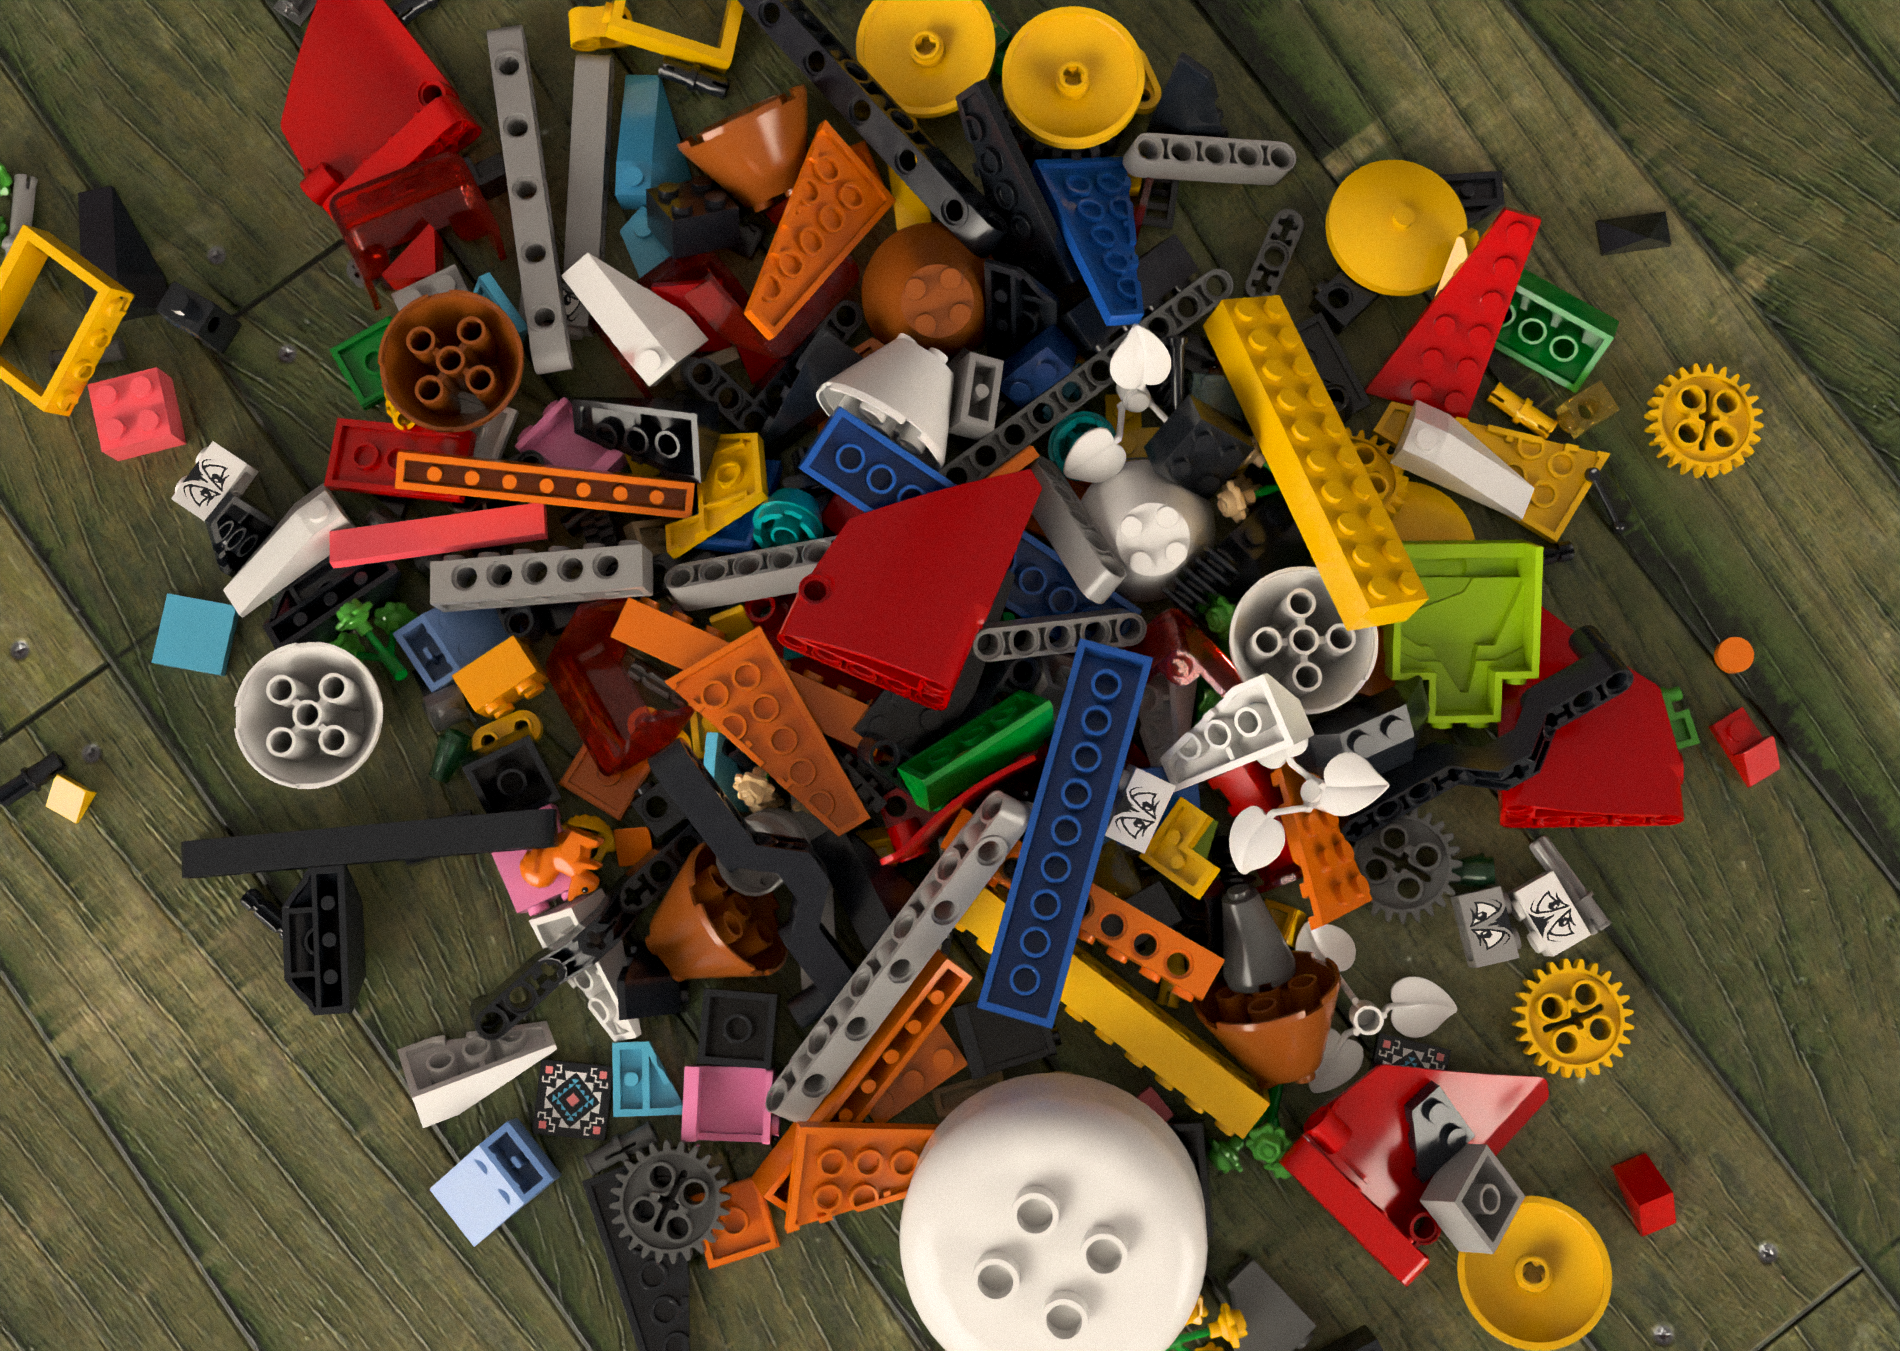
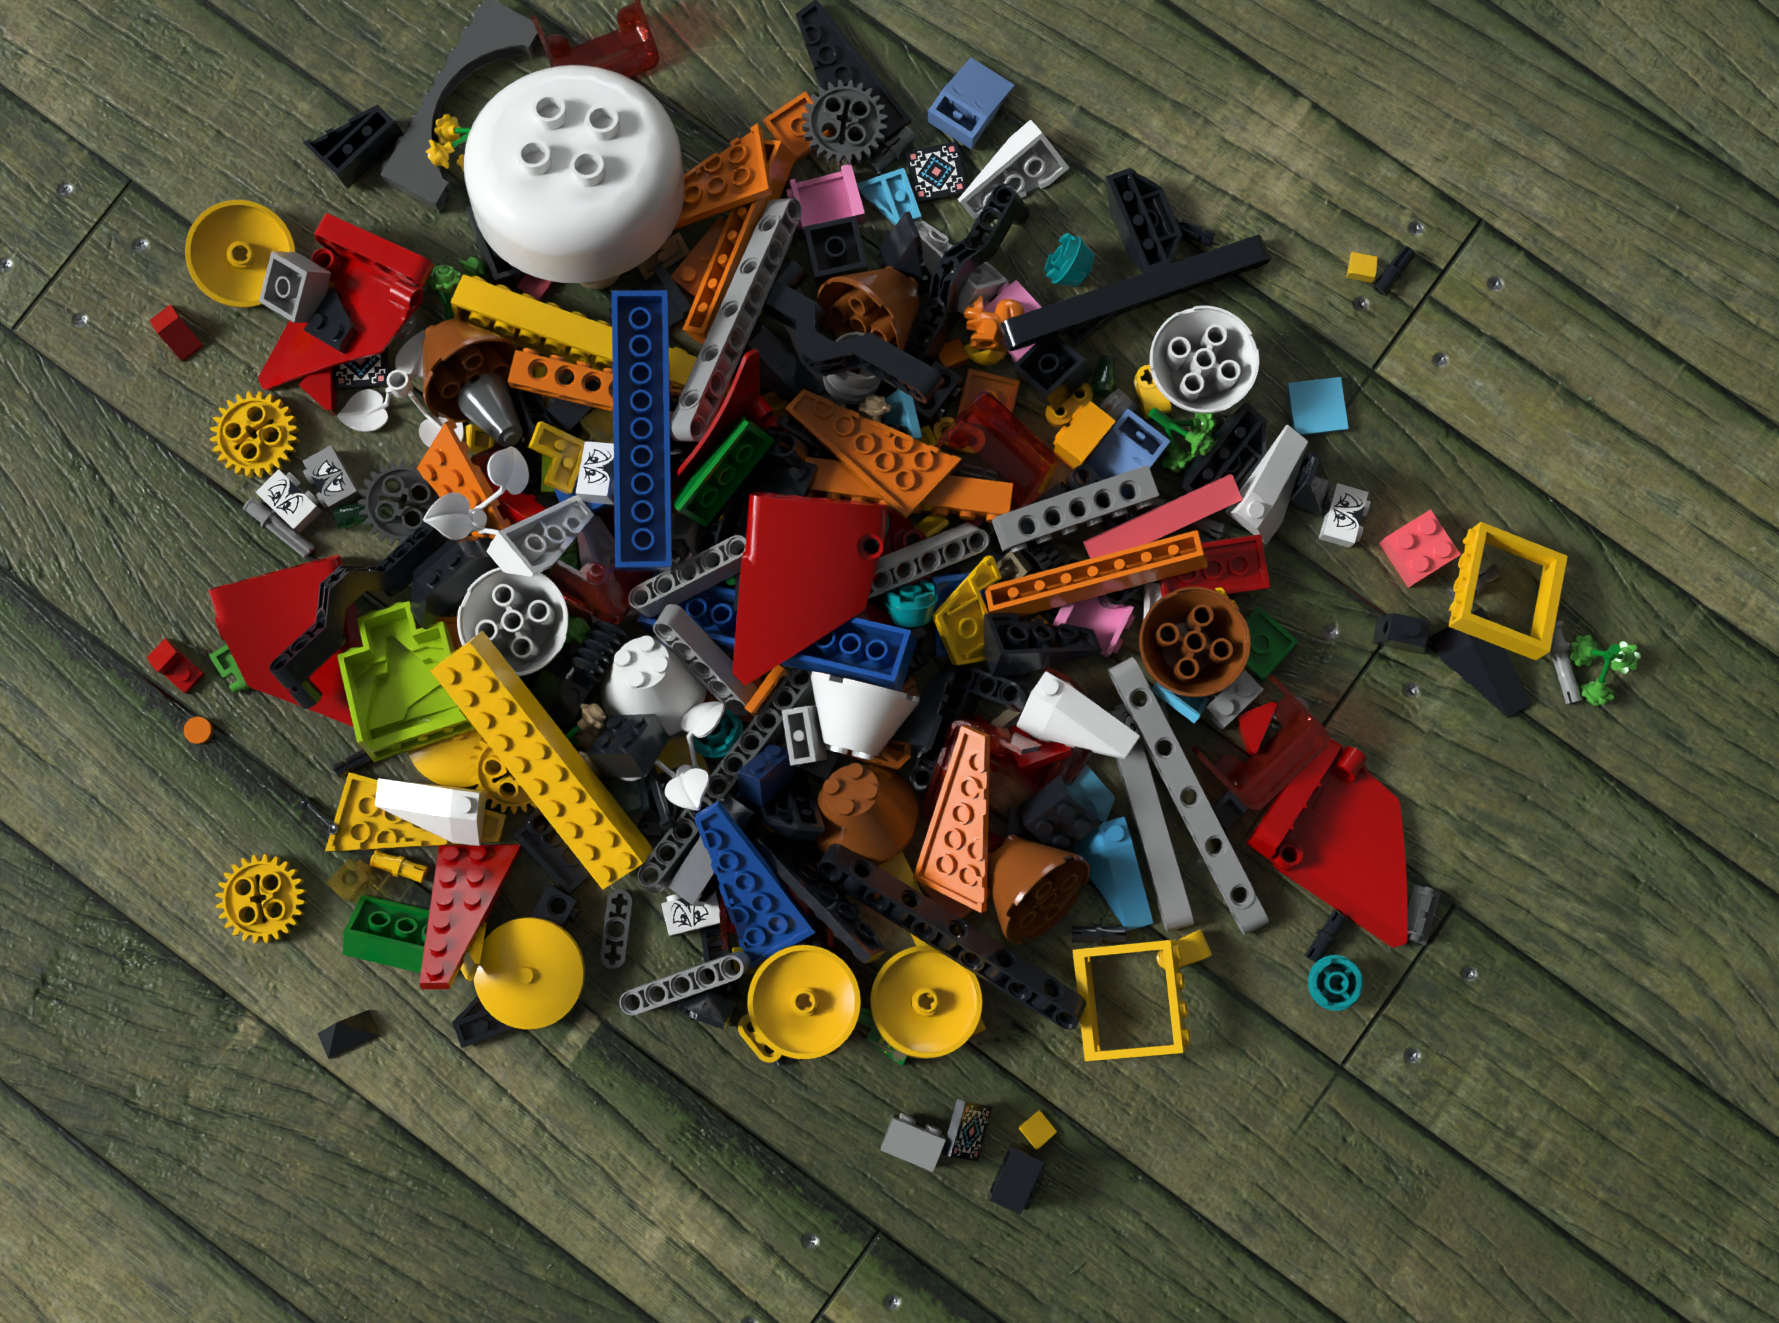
camera: 160 degrees right, 0 degrees up
(400, 711) = (1149, 395): none -> yellow piece
(439, 917) = (1070, 262): none -> teal cone
(1194, 235) = (684, 917): none -> white brick
(1469, 1048) = (322, 389): none -> red slope

